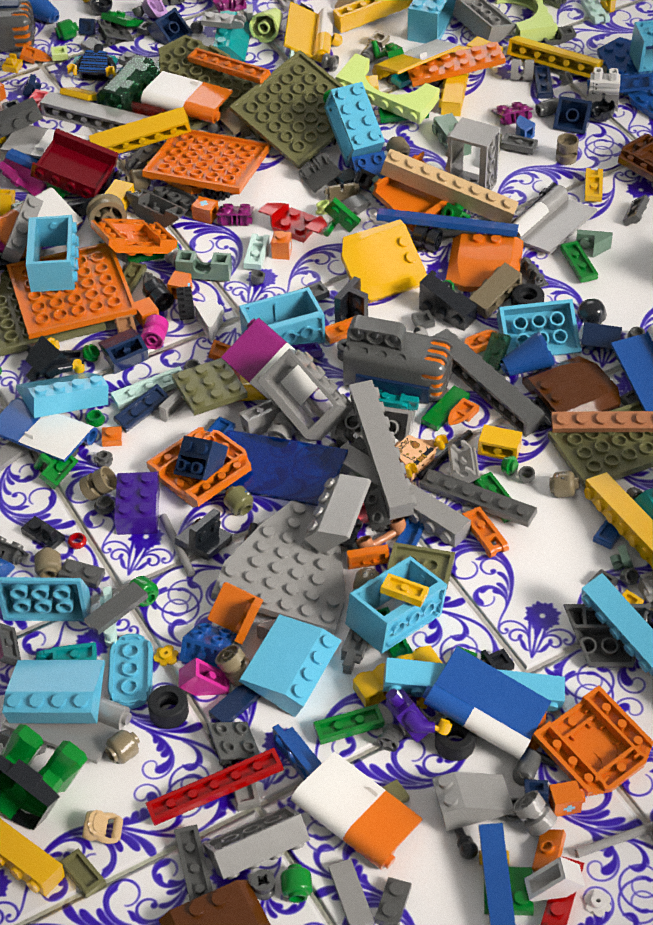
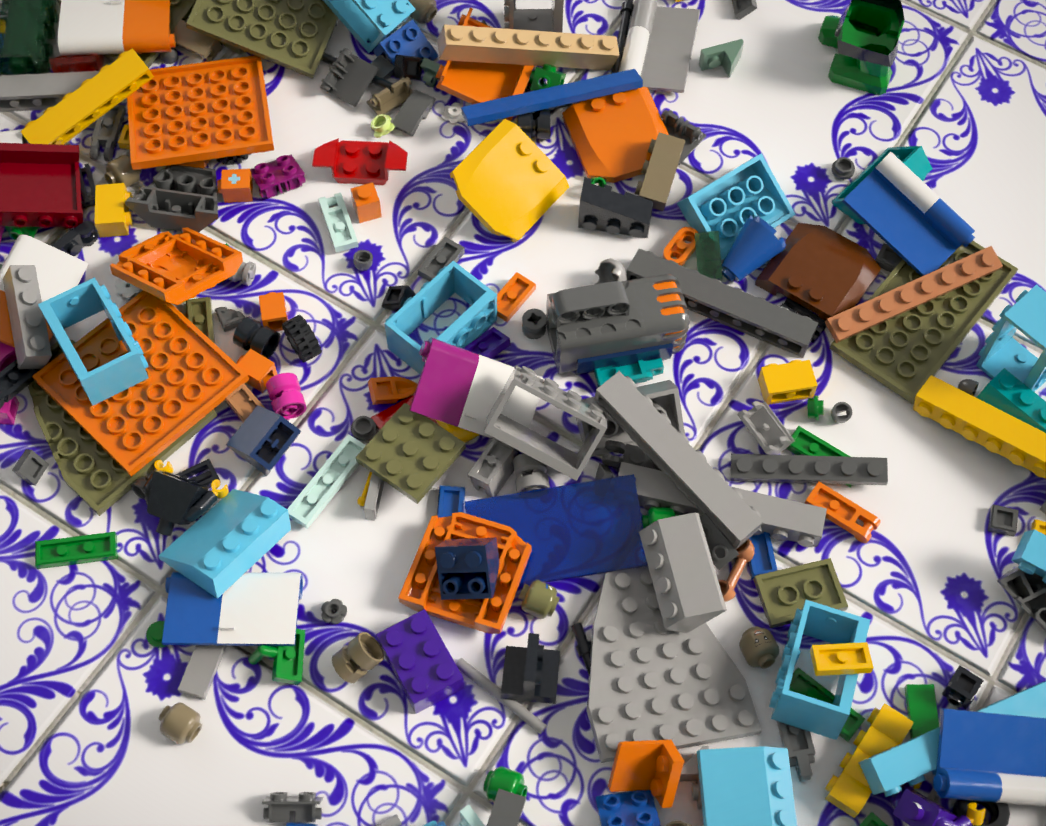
camera: 30 degrees left, 15 degrees up
(42, 533) = (324, 758): black hinge -> none
(47, 563) = (361, 803): dark tan head -> none
(77, 536) = (373, 758): red piece -> none
(88, 573) = (409, 794): dark grey plate -> none
(91, 353) = (221, 460): green plate -> none
(95, 418) = (286, 557): green plate -> none
(104, 505) = (377, 681): dark grey plate -> none
(105, 207) = (113, 238): dark tan wheel -> none
(111, 436) = (322, 572): orange plate -> none
(141, 408) = (337, 516): dark blue tile -> none
(210, 317) = (340, 344): white slope -> none
(218, 269) = (304, 271): sand green arch -> none
(340, 215) = (415, 131): green plate -> none
(351, 301) = (509, 257): black bracket -> none
(367, 556) = (735, 609): orange plate -> none
(418, 453) = (711, 436): torso -> none
(423, 319) = (597, 244): dark grey plate -> none
(439, 413) = (694, 358): green tile -> none
(444, 455) = (732, 423): black bar -> none
(463, 411) = (720, 357): orange plate -> none
(527, 294) = (702, 157): black tyre -> none
(564, 484) = (890, 408): dark tan head -> none
(579, 261) = (722, 91): green plate -> none
(592, 310) = (777, 153): black hair -> none
(600, 336) = (810, 186): dark blue slope -> none
(606, 535) = (969, 454): blue tile -> none
(622, 560) = (1010, 482): sand green tile -> none
(630, 574) = (1027, 501): dark grey hinge -> none

